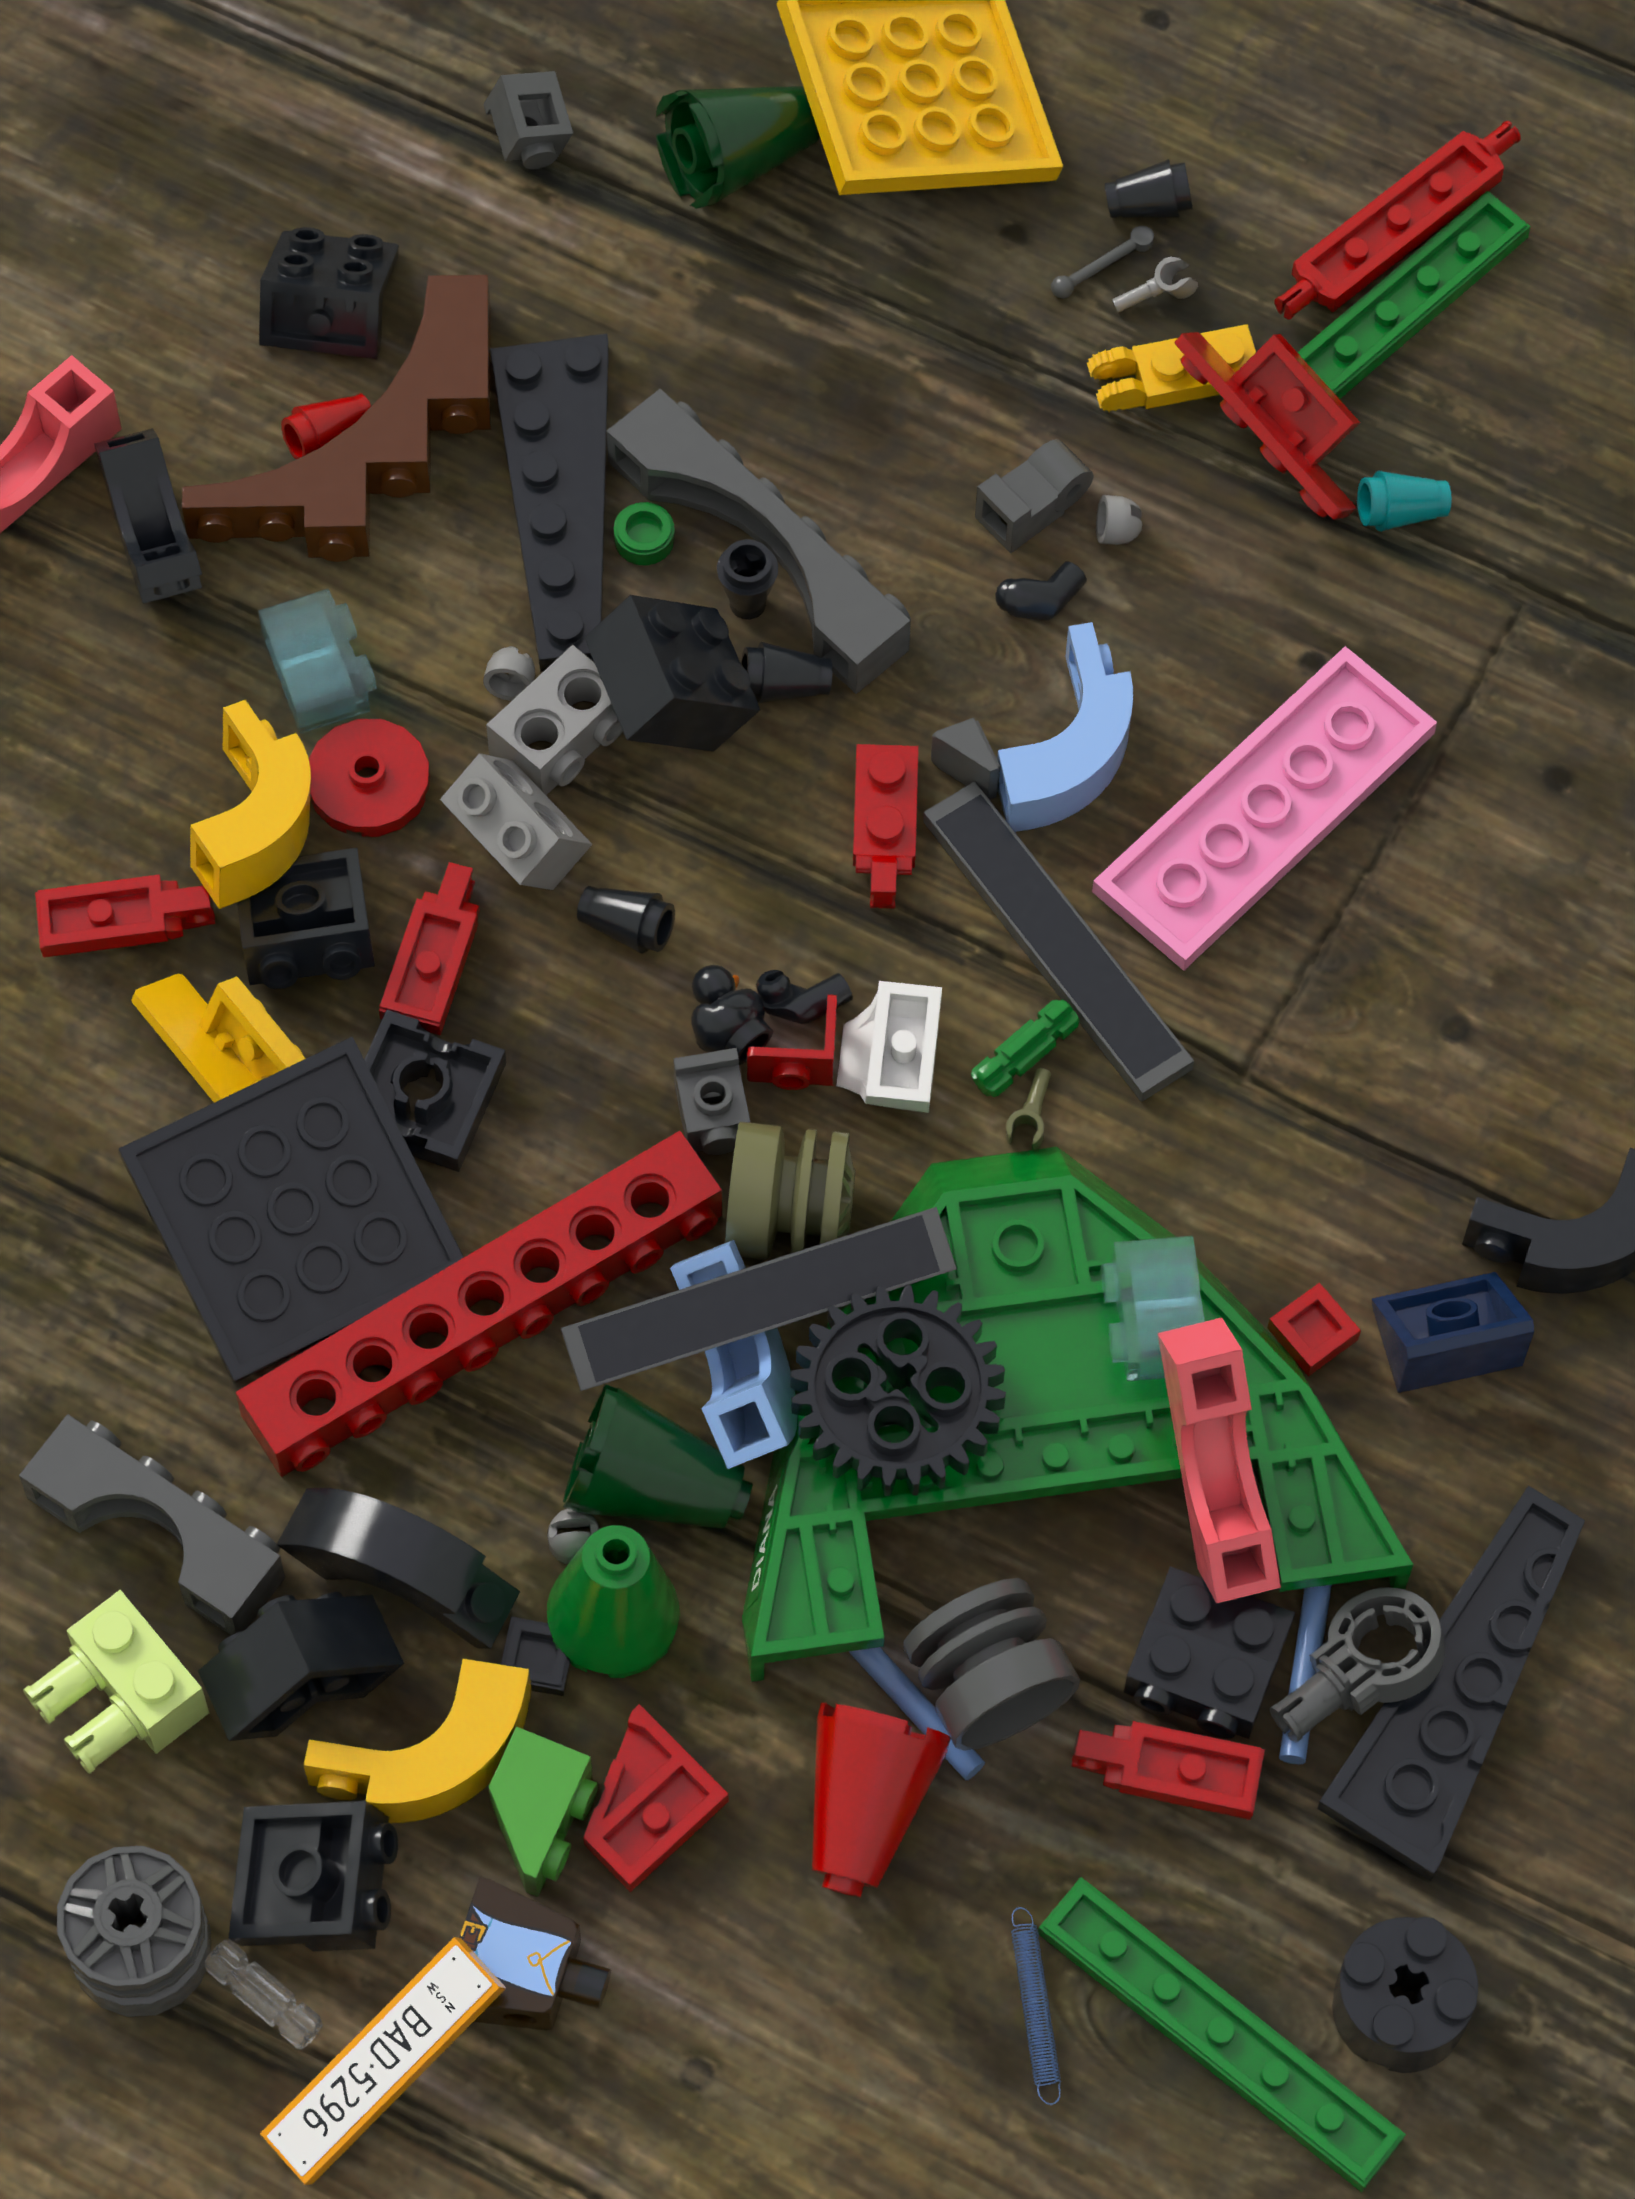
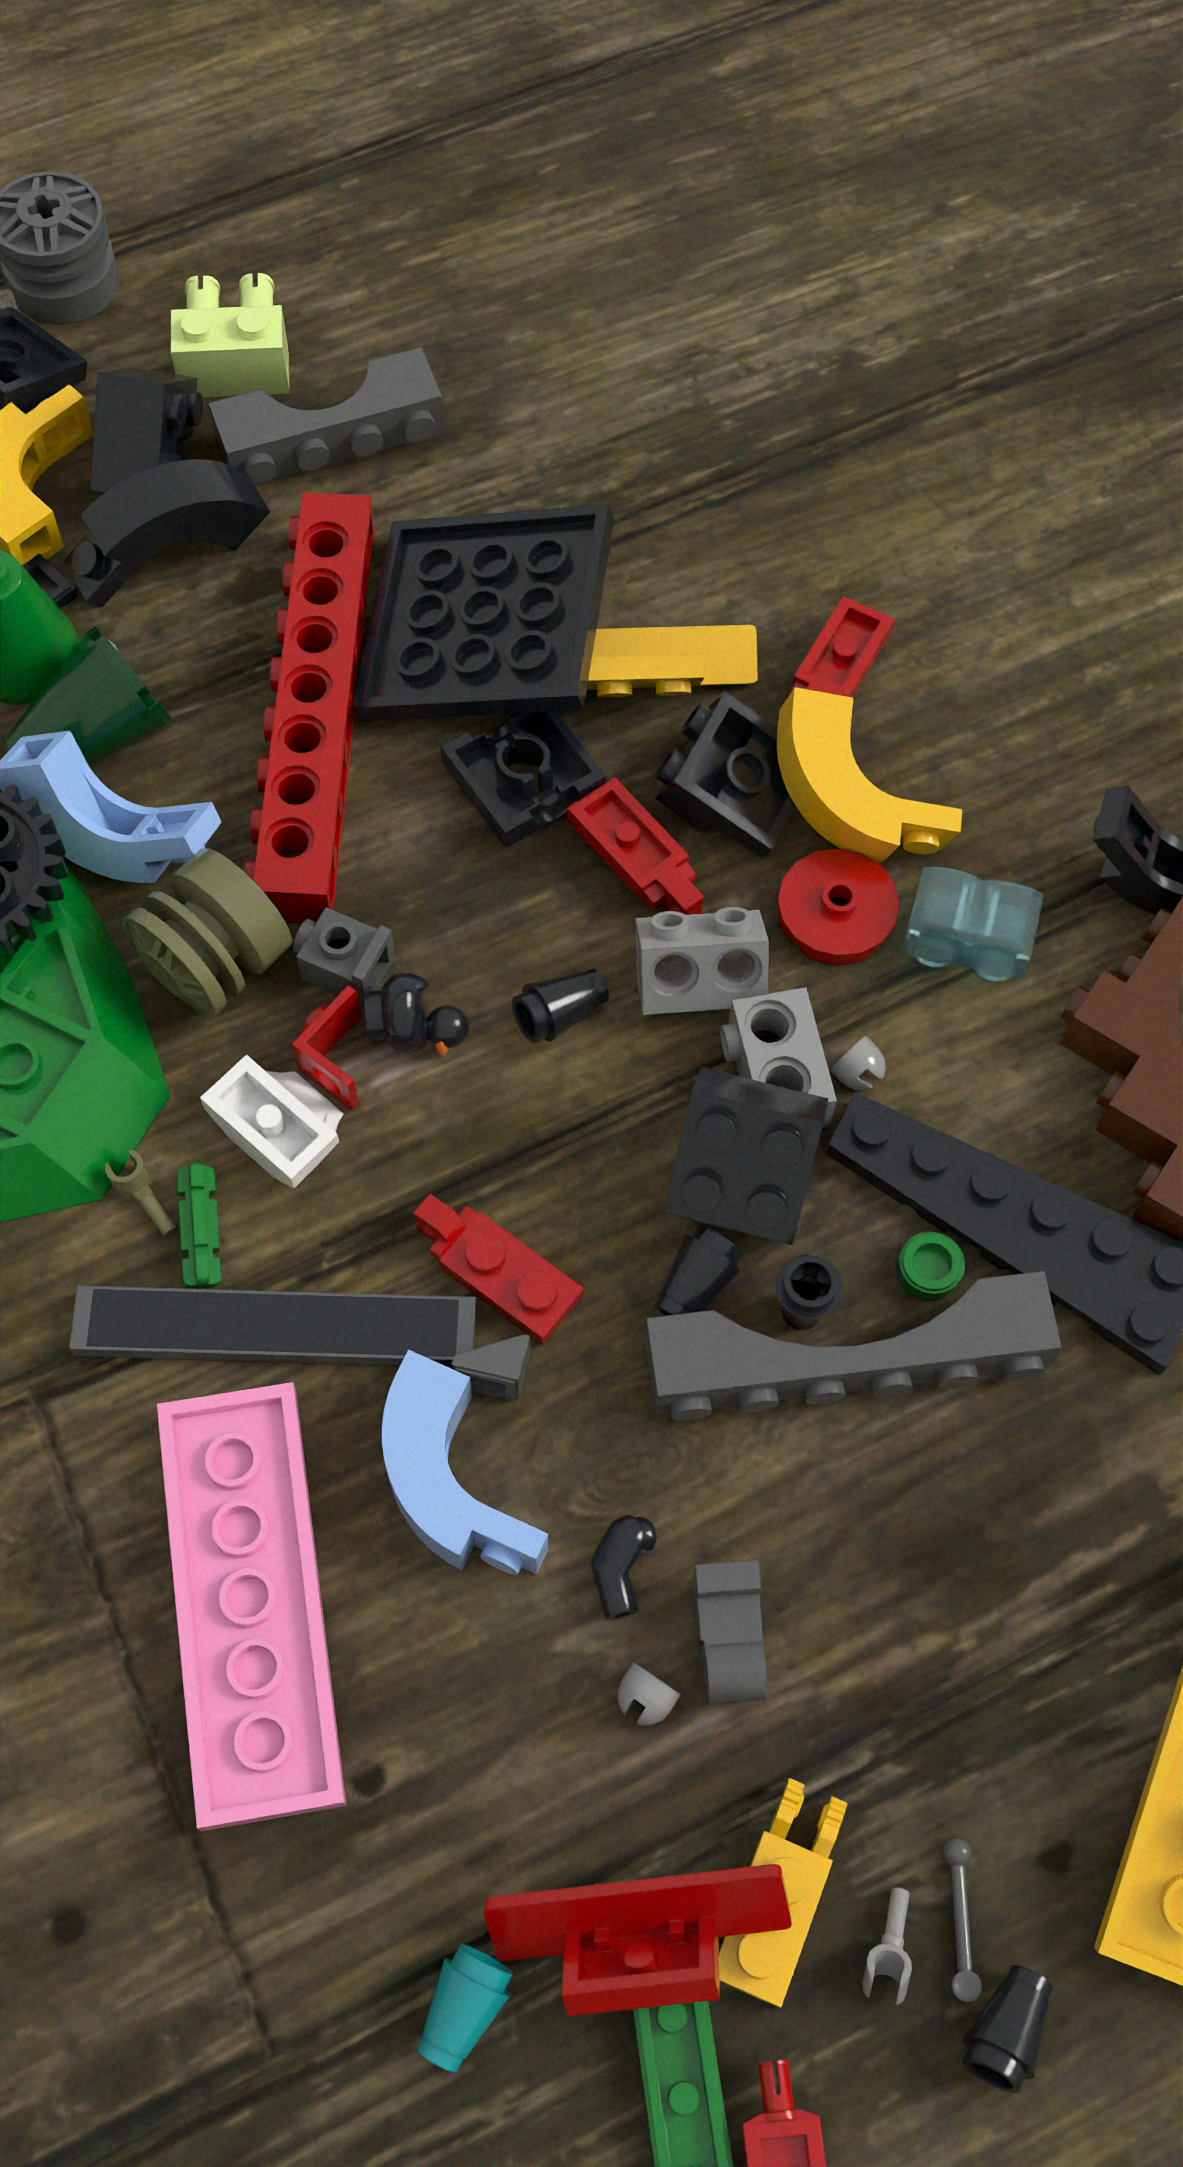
camera: 125 degrees right, 0 degrees up
(757, 1298) = (123, 842): black tile -> none
(799, 1003) = (384, 1084): black arm -> none

